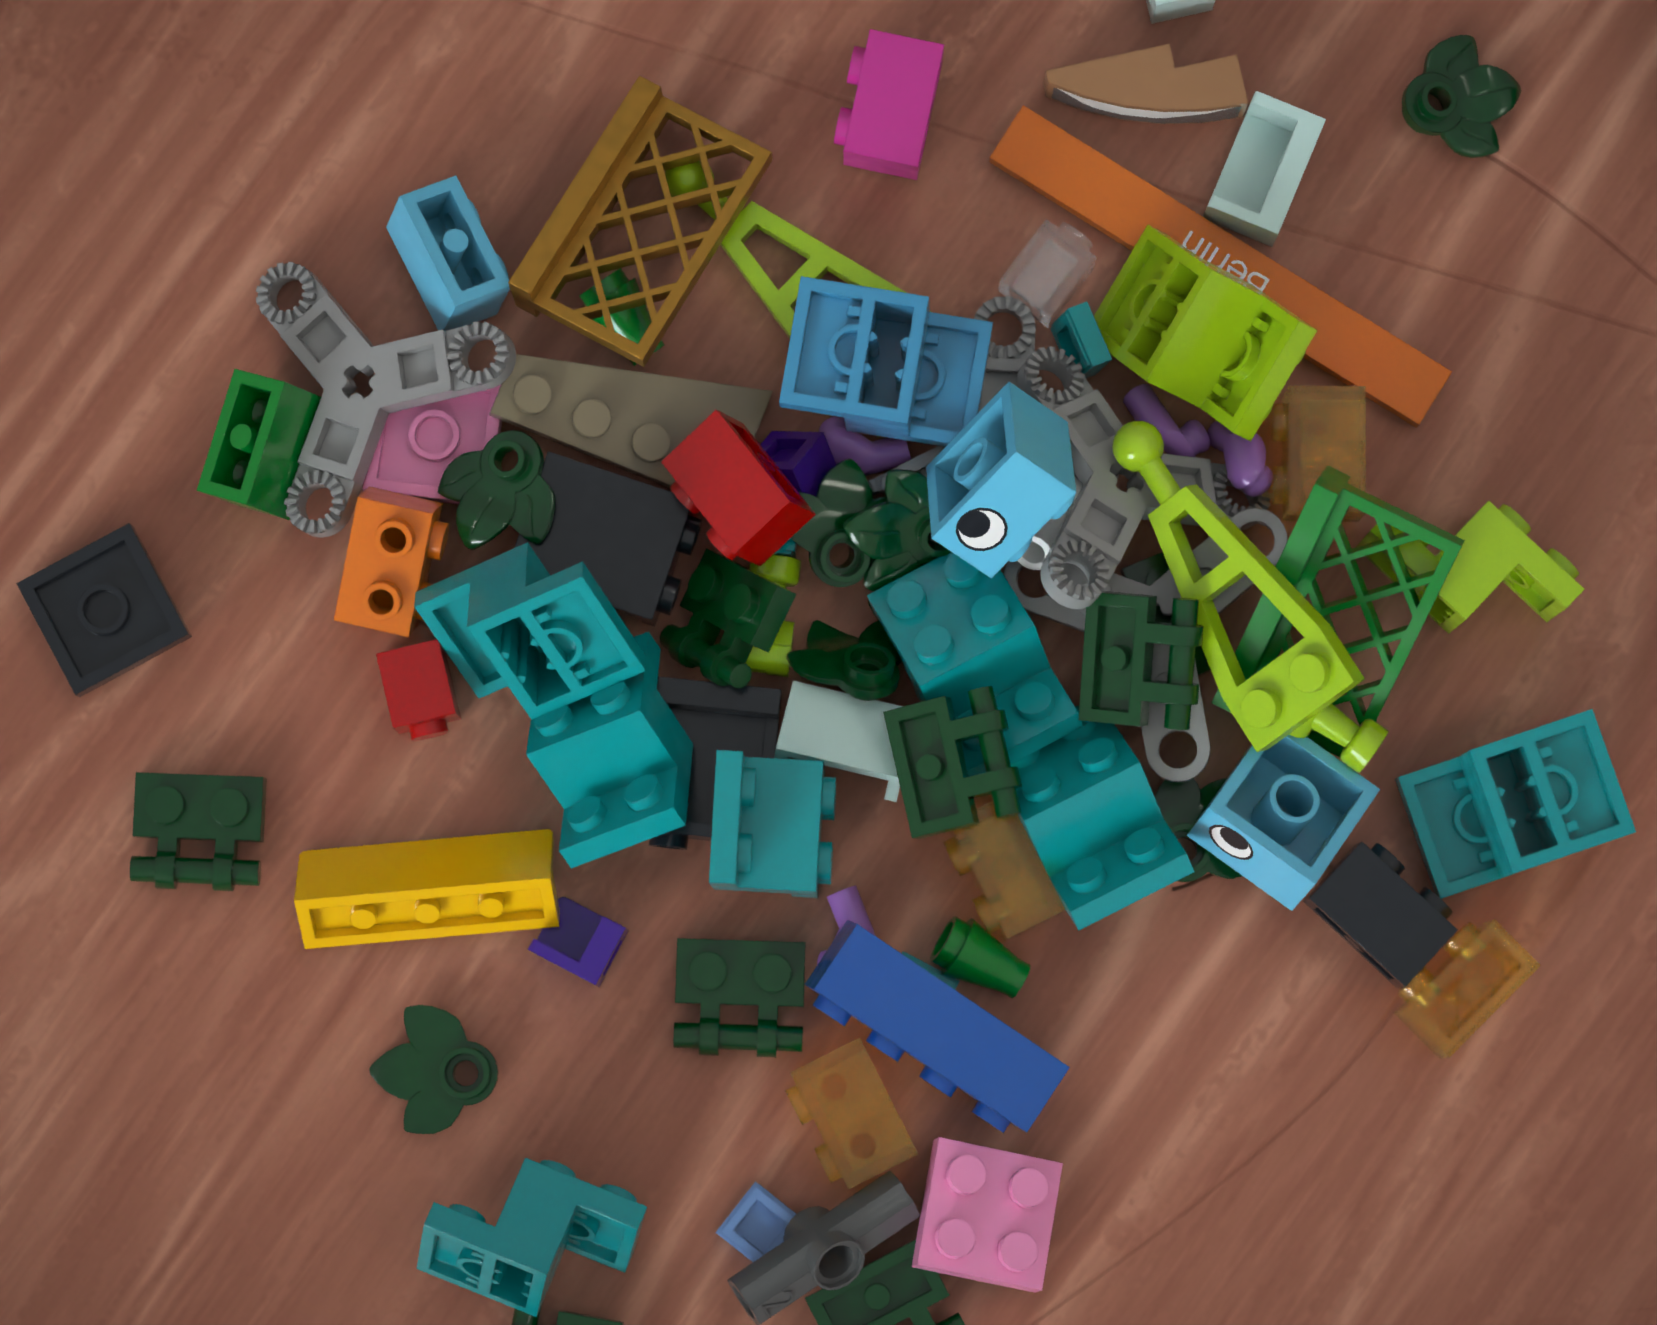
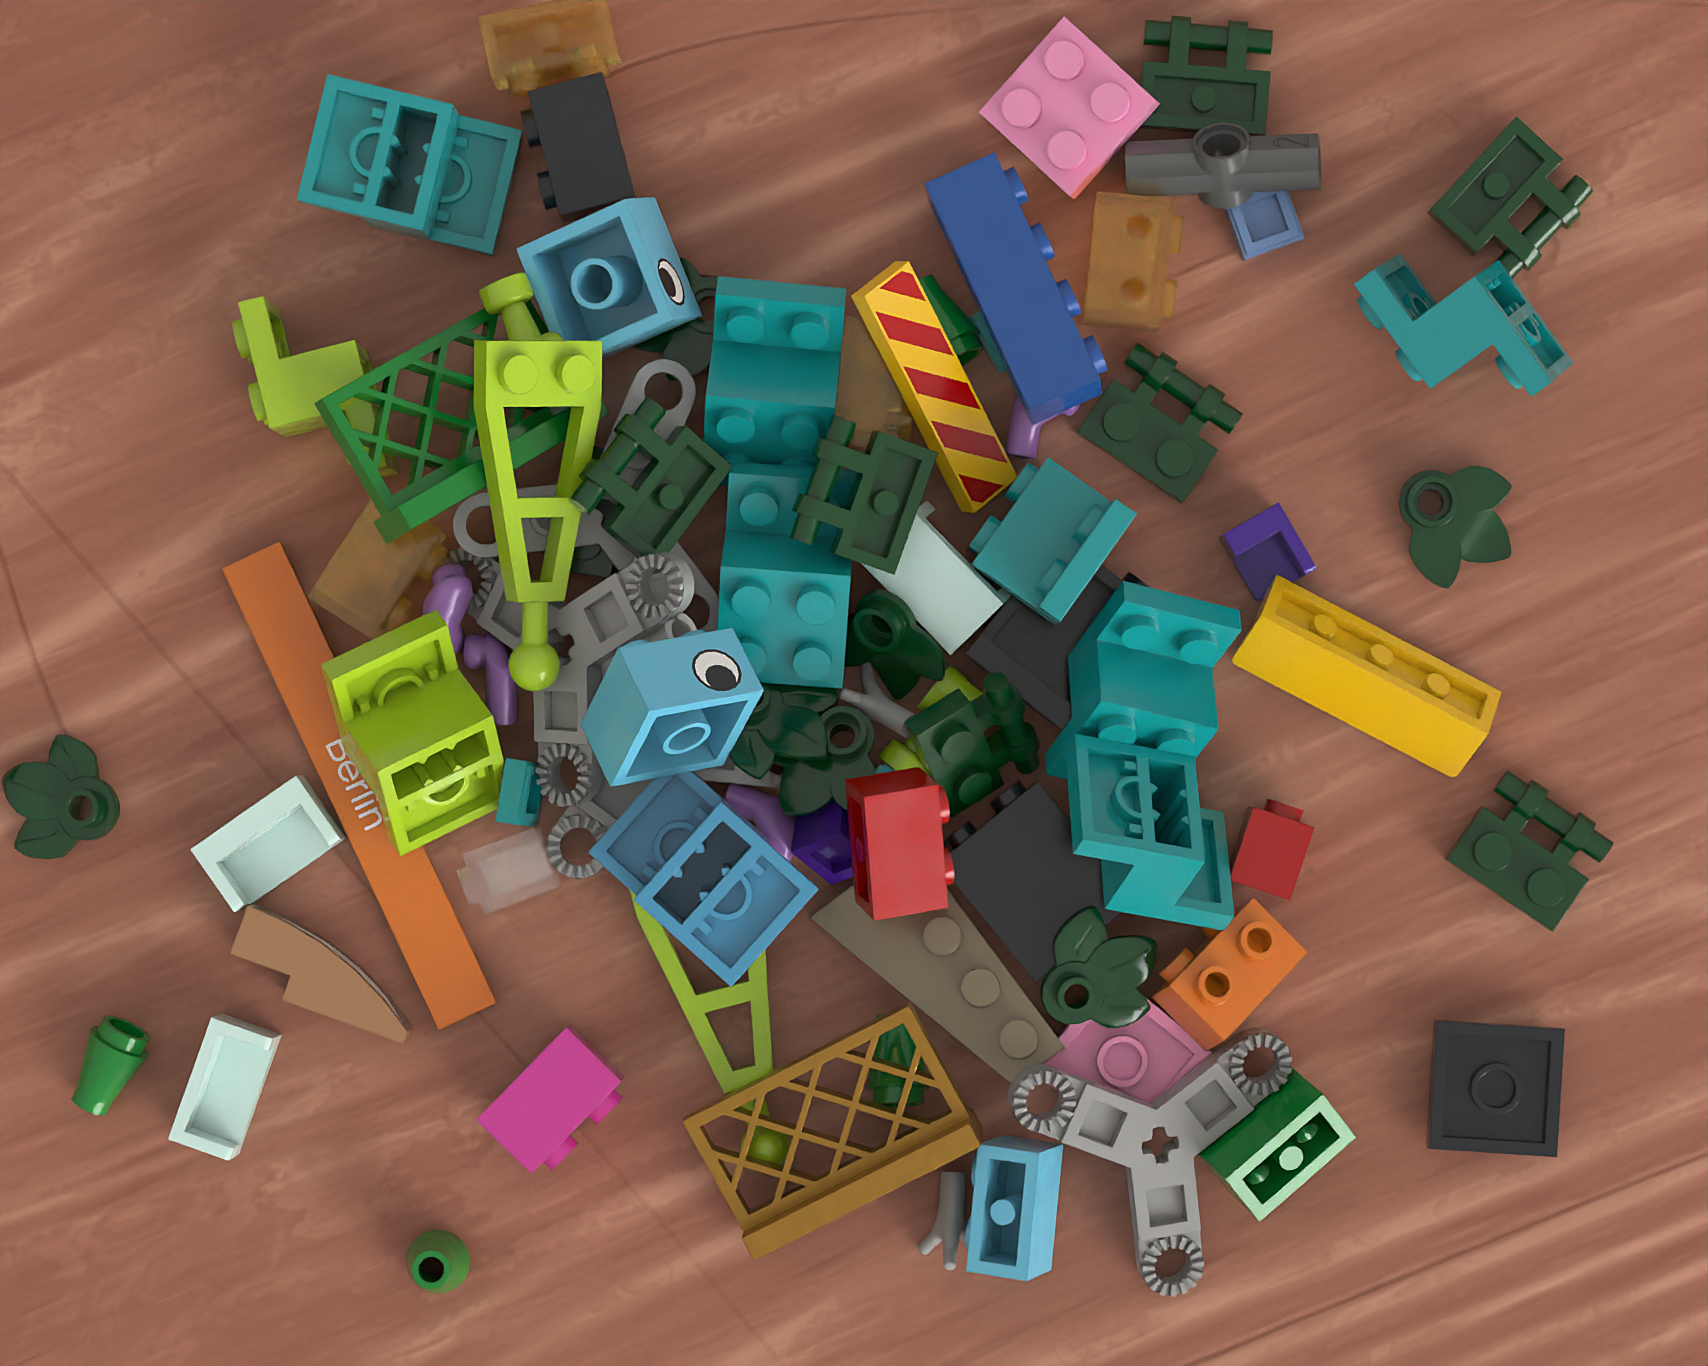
camera: 145 degrees left, 5 degrees up
(496, 215) = (950, 1220): none -> light grey bar
(830, 602) = (876, 704): none -> light grey bar
(951, 897) = (934, 386): none -> yellow tile

